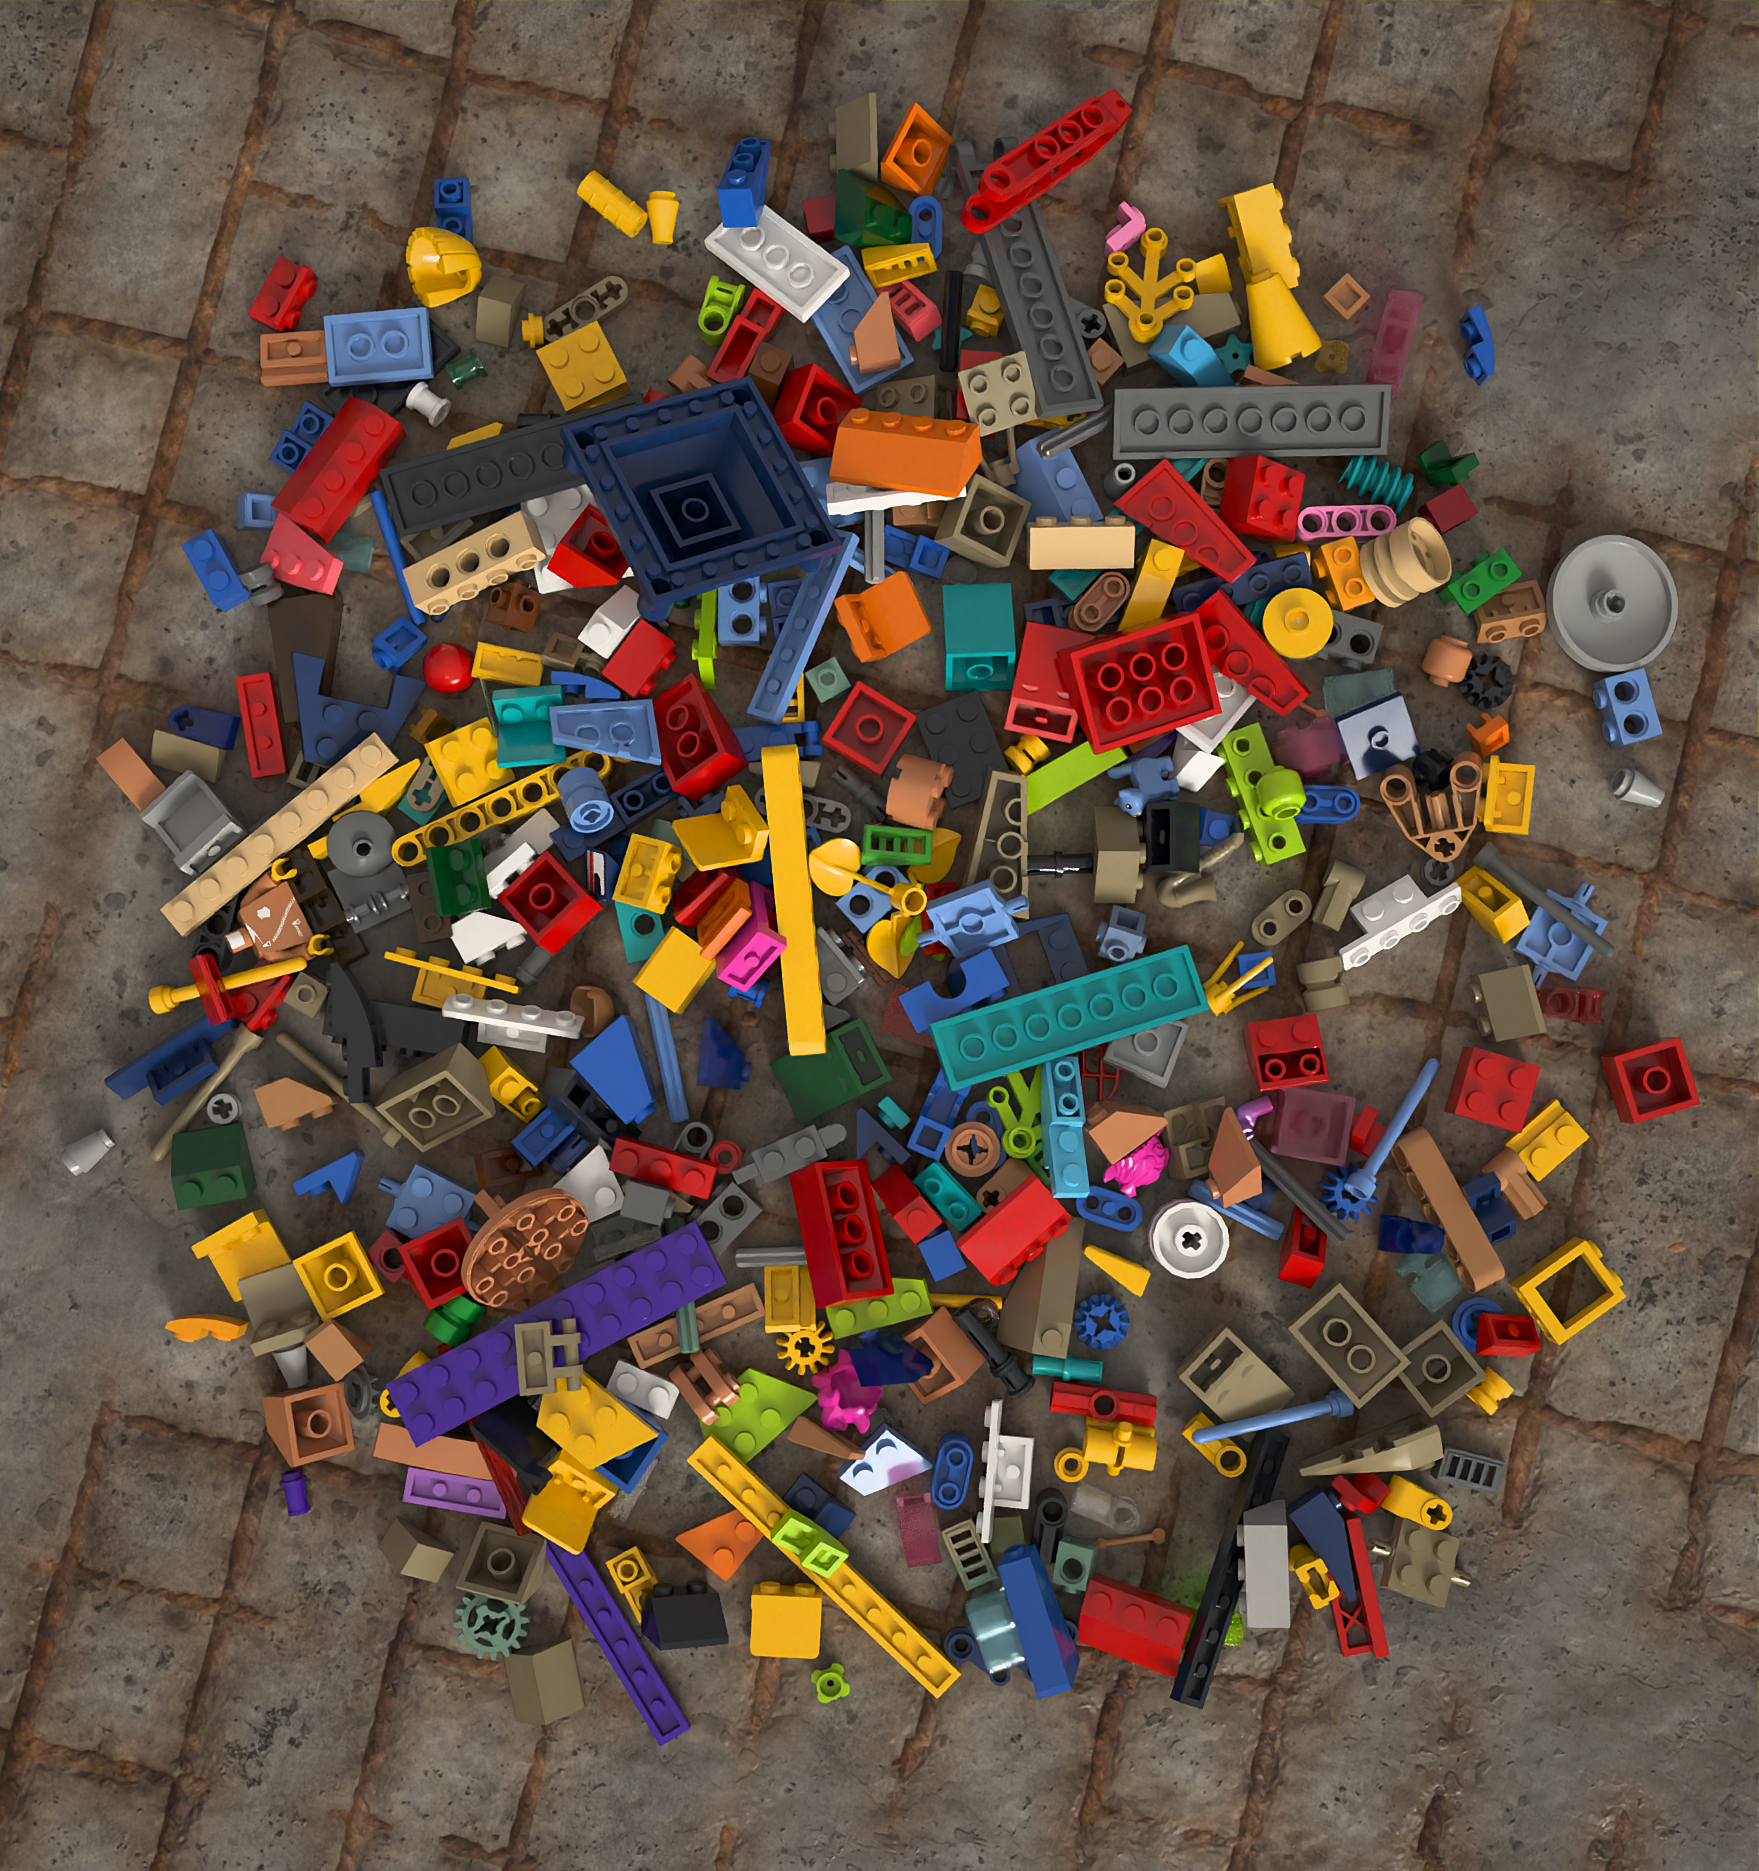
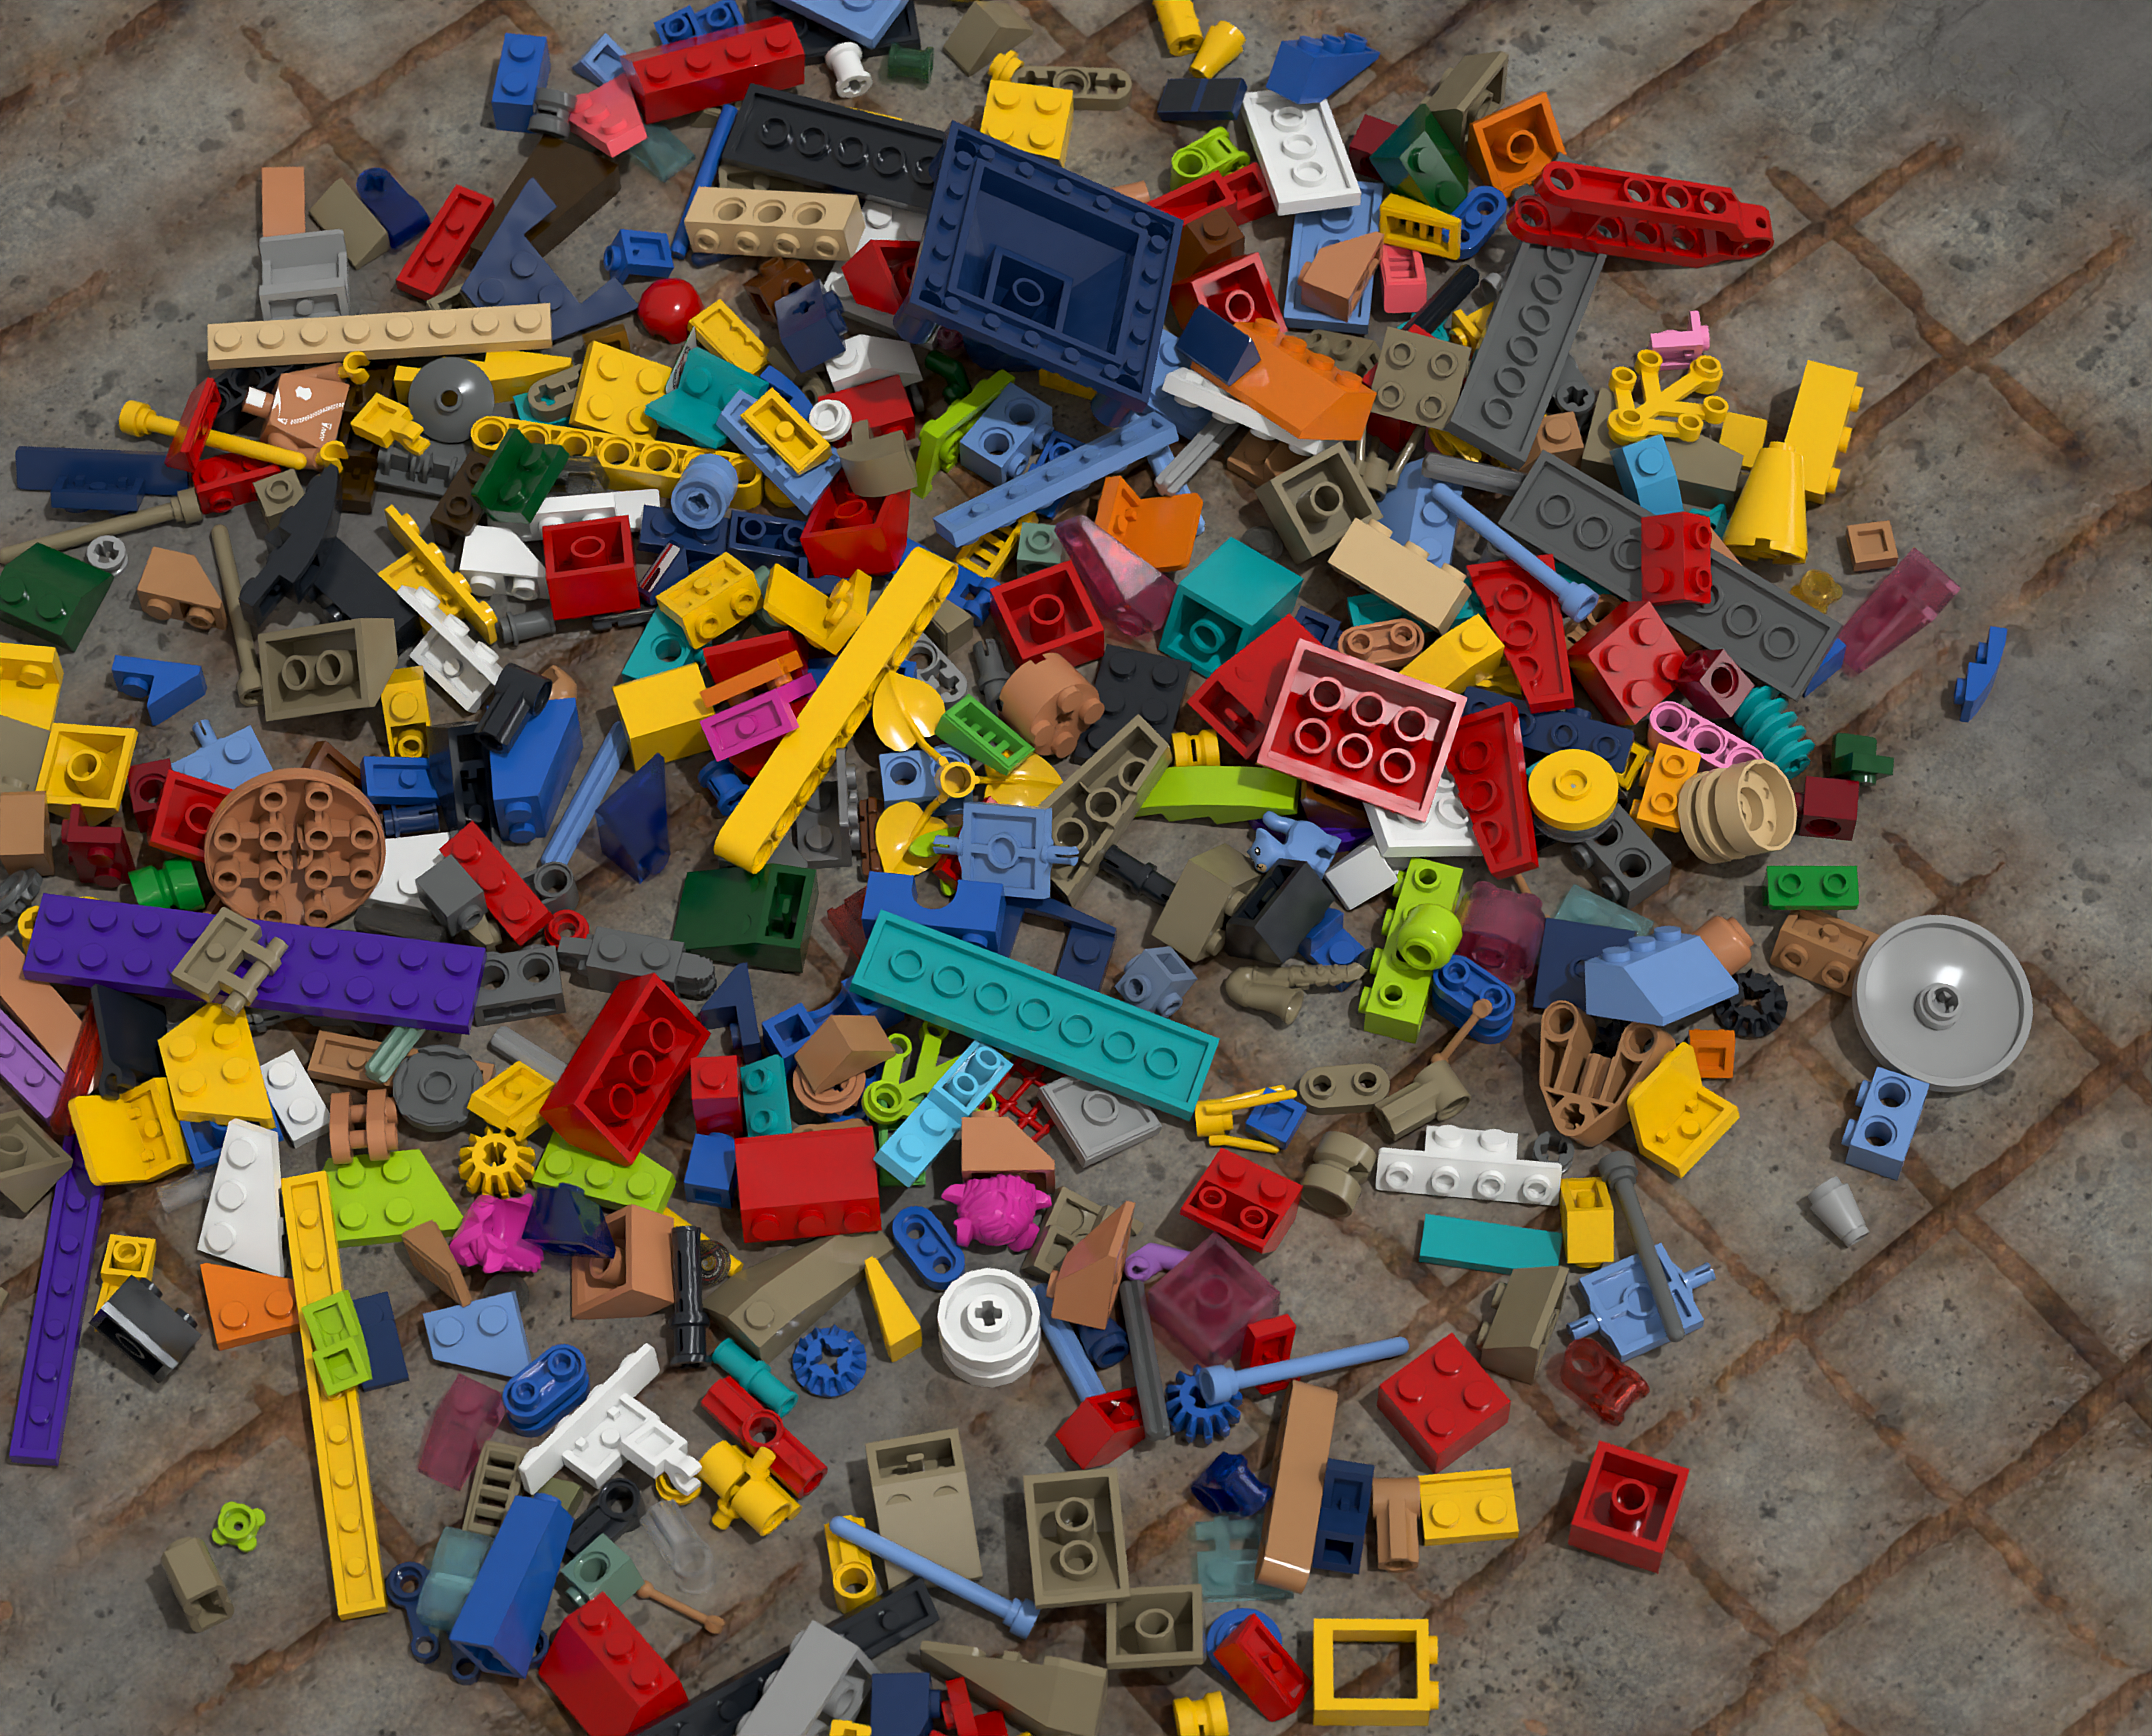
camera: 40 degrees right, 25 degrees down
(336, 897) = (387, 421): none -> yellow plate
(378, 1331) = (96, 852): none -> dark red bracket
(560, 627) = (811, 325): none -> dark blue brick
(590, 1047) = (516, 698): none -> black piece
(605, 718) = (787, 432): none -> yellow slope
(625, 688) = (830, 419): none -> white plate
(676, 1490) = (244, 1201): none -> white wing
(681, 262) = (1202, 99): none -> black tile
(684, 701) = (877, 464): none -> dark tan brick
(733, 1326) = (436, 1088): none -> dark grey tile
(786, 1620) = (248, 1422): yellow bracket -> none
(842, 1749) = (197, 1583): none -> dark tan brick
(843, 458) = (1217, 346): none -> dark blue slope
(892, 1113) = (773, 998): teal plate -> none
(897, 671) = (1118, 579): none -> clear pink slope
(914, 553) = (1226, 499): blue slope -> none
(973, 1129) = (842, 1050): none -> medium nougat slope
(1051, 1465) = (660, 1450): none -> white plate
(1205, 484) = (1575, 598): none -> medium blue piece
(1256, 412) = (1676, 559): none -> red bracket
(1326, 478) = (1713, 683): none -> dark red brick
(1344, 817) = (1480, 1010): none -> medium nougat hinge
(1442, 961) = (1487, 1245): none -> teal tile
(1443, 722) = (1656, 978): none -> medium blue slope

